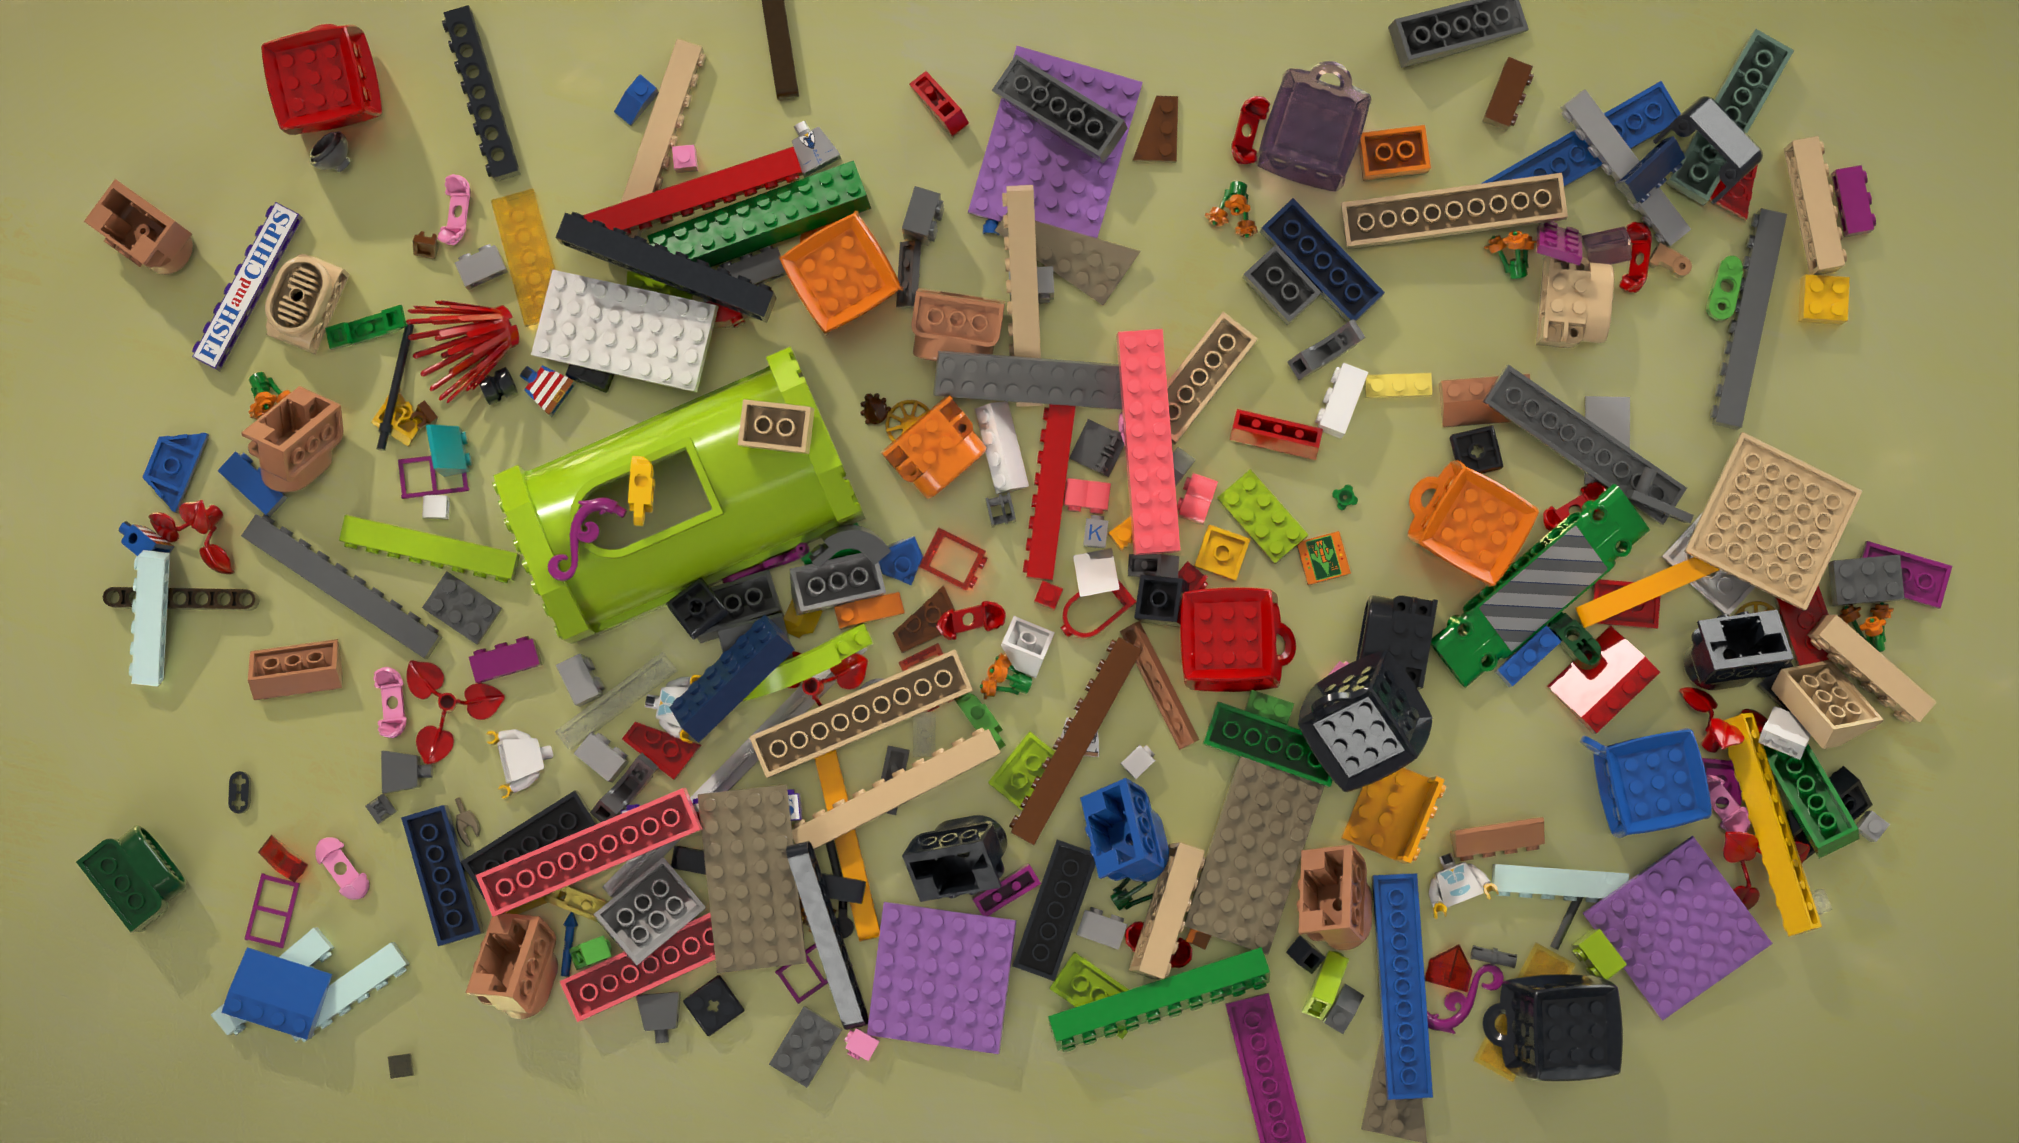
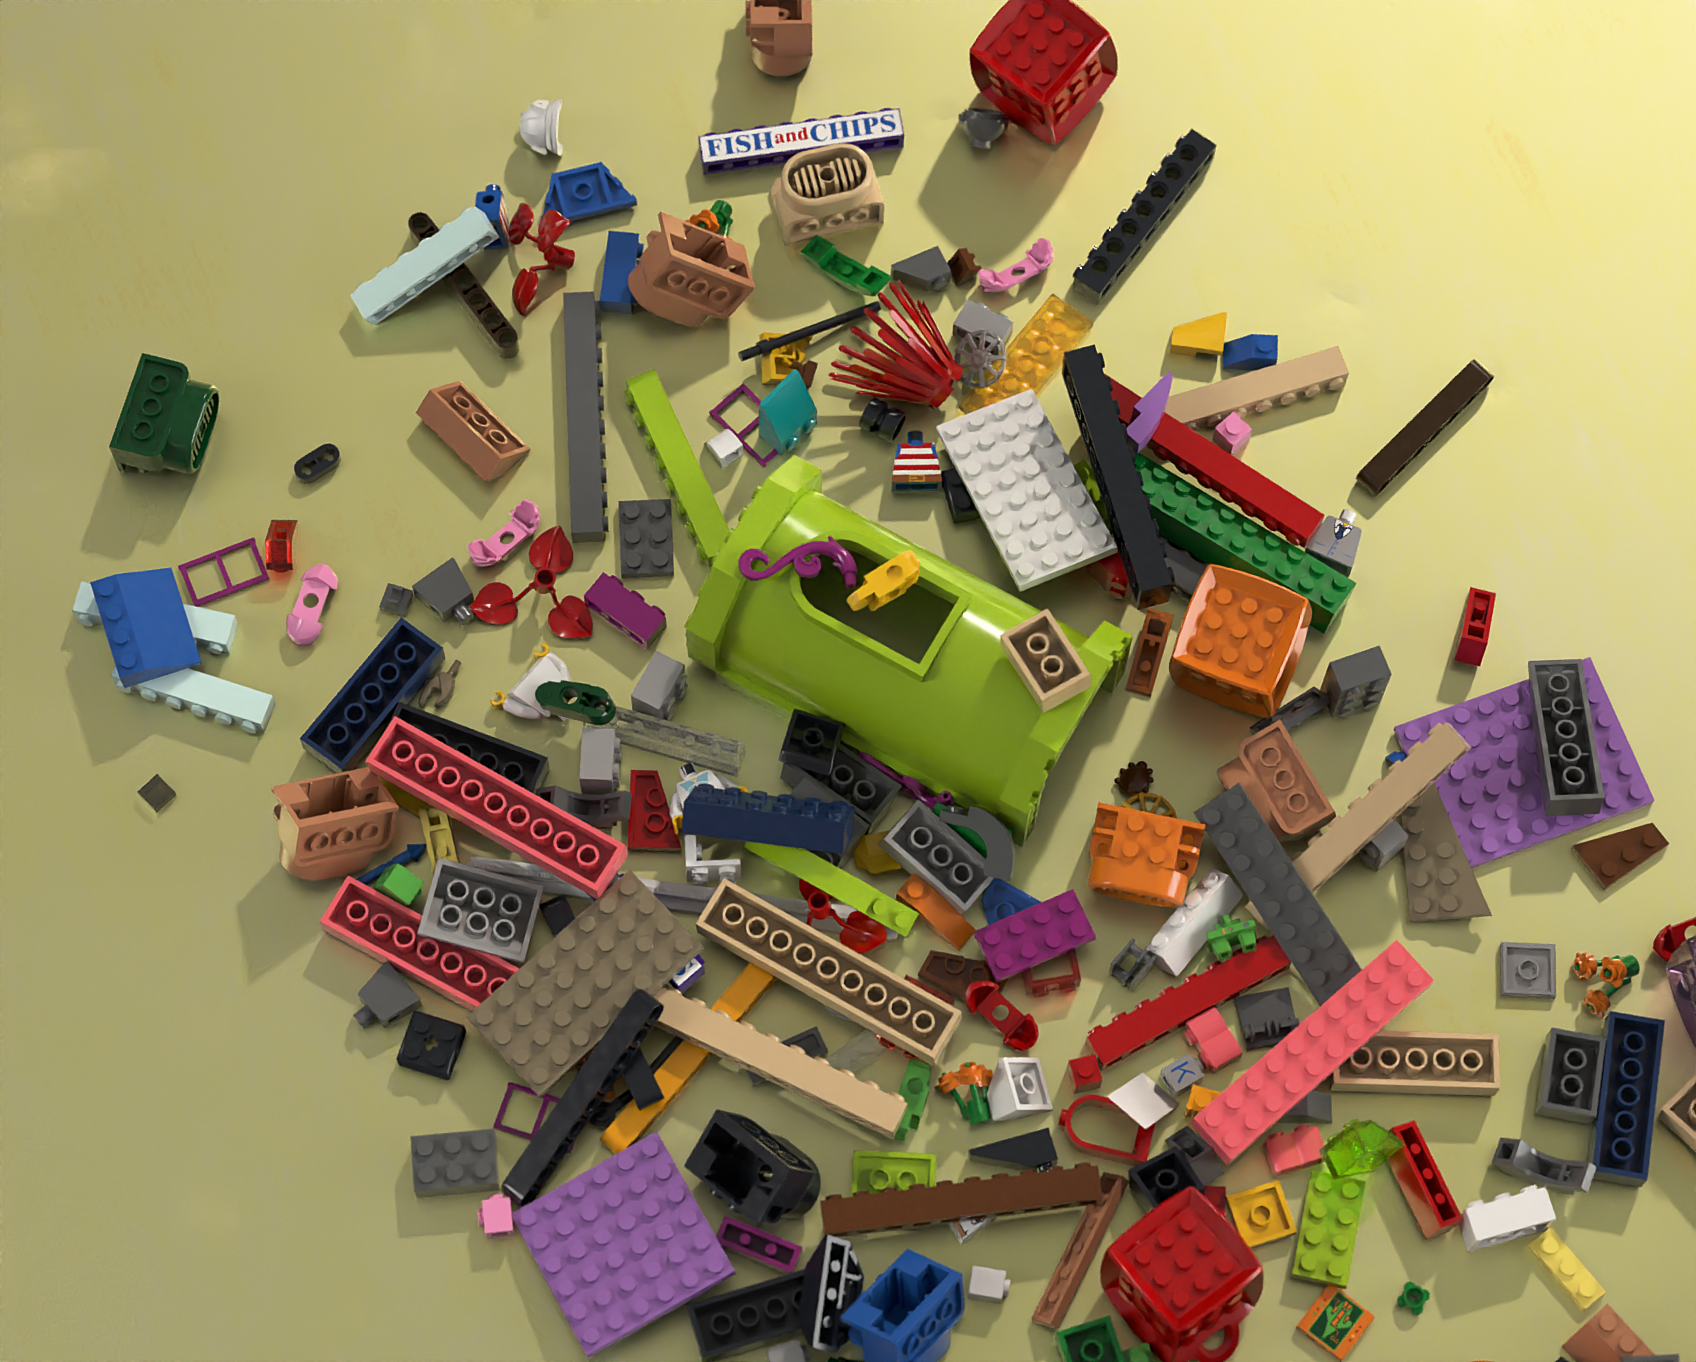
camera: 50 degrees right, 15 degrees down
(101, 460) = (540, 126): none -> white helmet
(408, 275) = (923, 271): none -> dark grey slope
(504, 287) = (980, 358): none -> light grey wheel
(537, 755) = (556, 695): none -> dark green piece
(597, 123) = (1200, 336): none -> yellow slope
(636, 209) = (1148, 414): none -> medium lavender slope
(729, 746) = (702, 872): none -> white bracket
(796, 332) = (1149, 651): none -> orange slope
(935, 559) = (1034, 935): none -> magenta plate
(1028, 429) = (1231, 934): none -> bright green hips
(1071, 672) = (1021, 1153): none -> black slope
(1075, 872) = (828, 1290): none -> black wedge
(1191, 255) = (1527, 970): none -> light grey tile
(1229, 460) = (1359, 1148): none -> clear neon green slope

